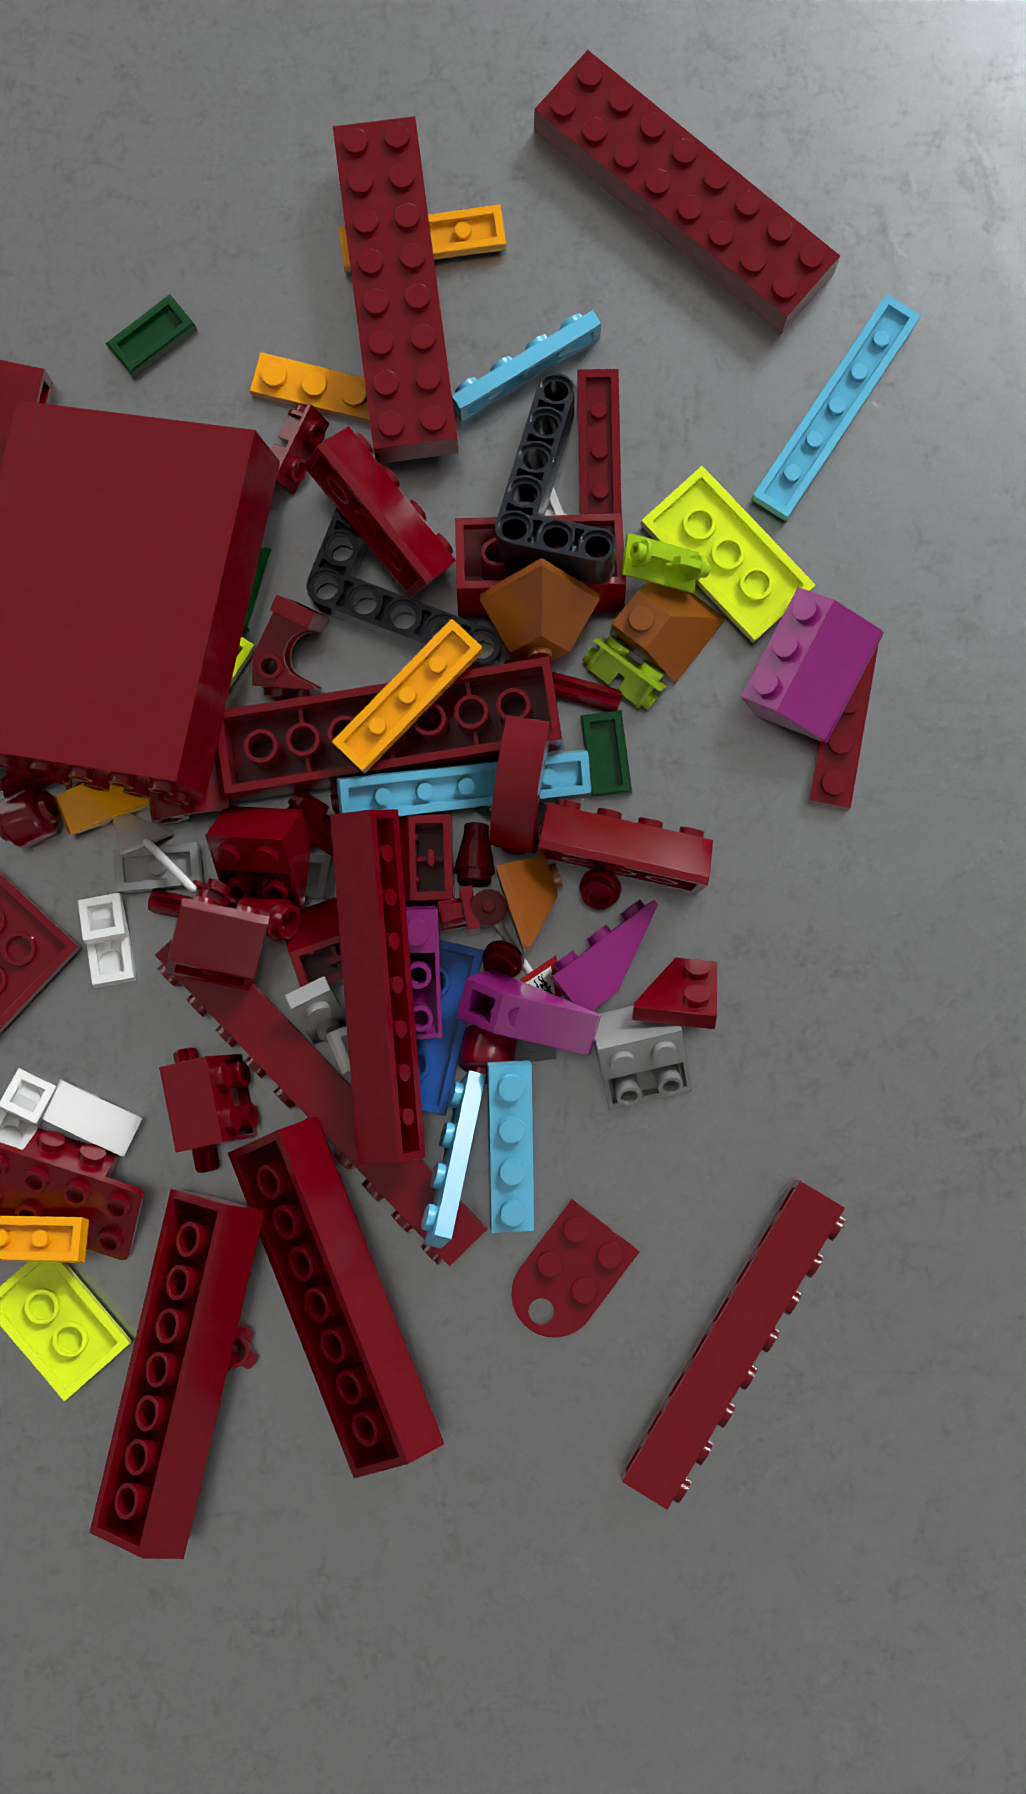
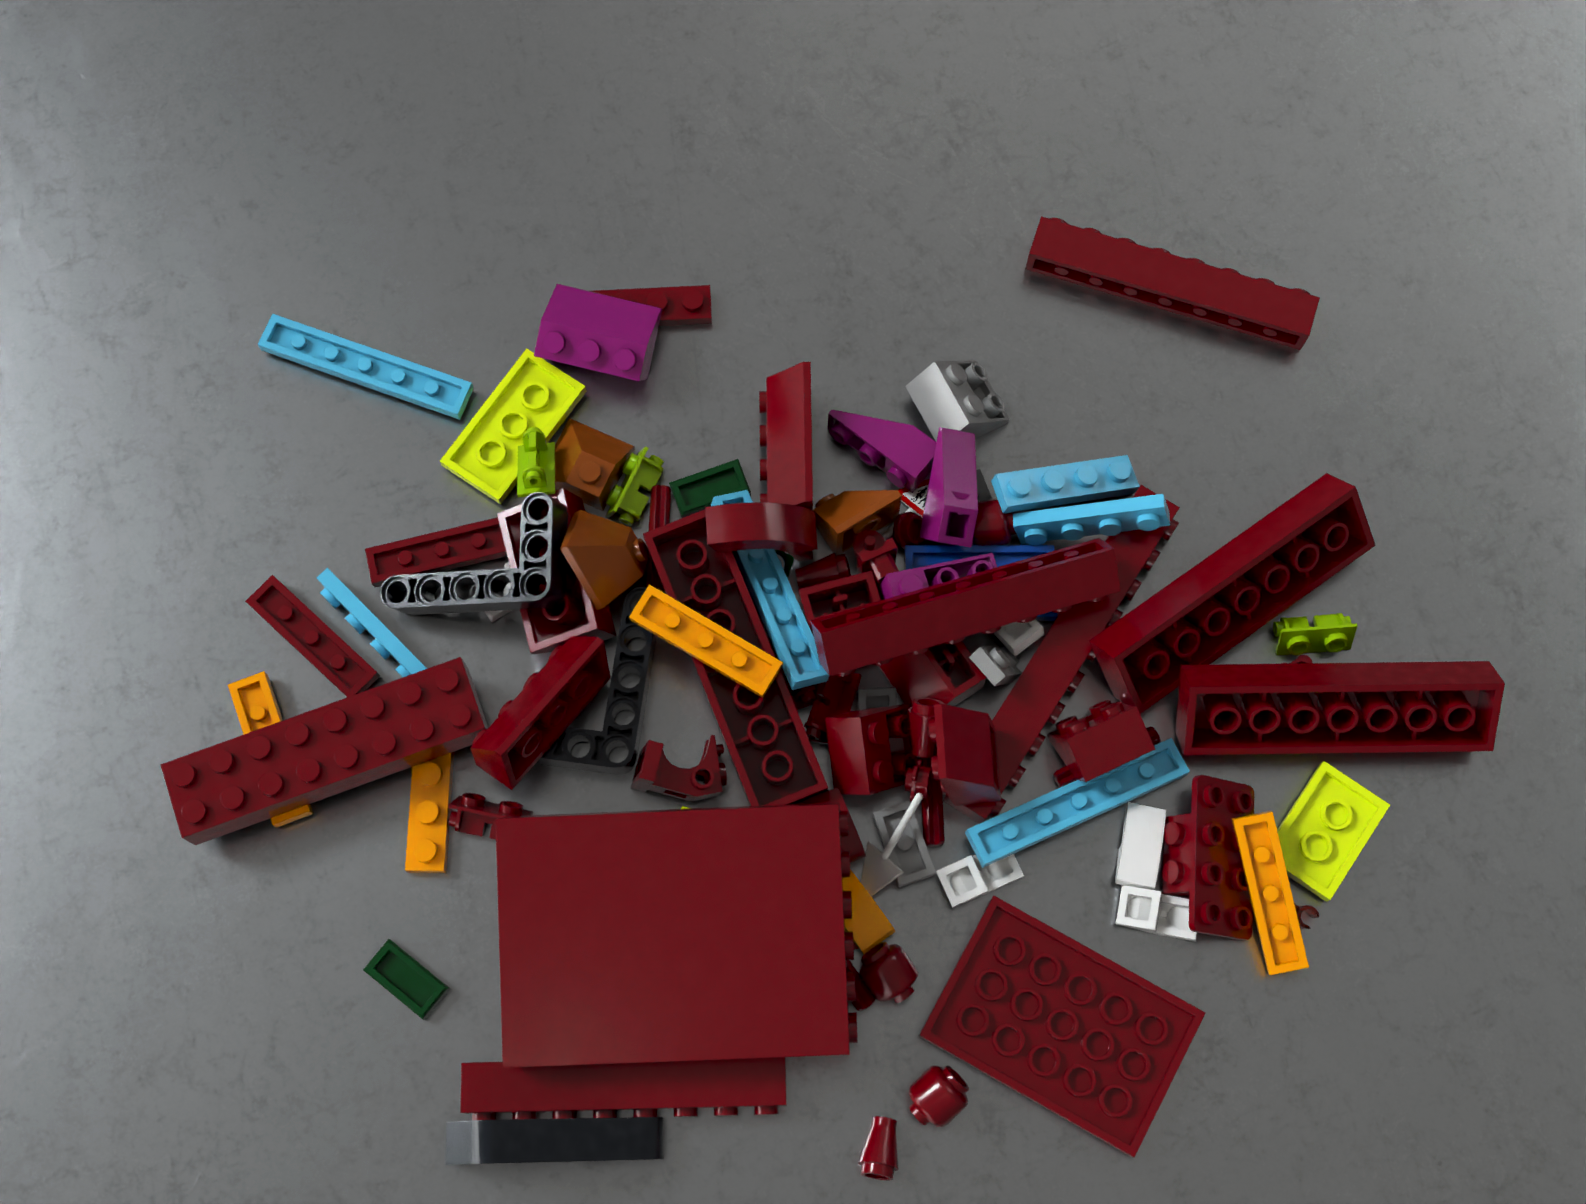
camera: 105 degrees left, 10 degrees down
(148, 1049) = (1075, 804): none -> medium azure plate
(271, 1396) = (1330, 634): none -> lime hinge
(532, 300) = (312, 637): none -> dark red plate
(572, 1269) = (1149, 421): dark red plate -> none
(600, 888) = (828, 465): dark red plate -> none
(681, 995) = (903, 373): dark red wing -> none
(684, 191) = (189, 530): dark red brick -> none

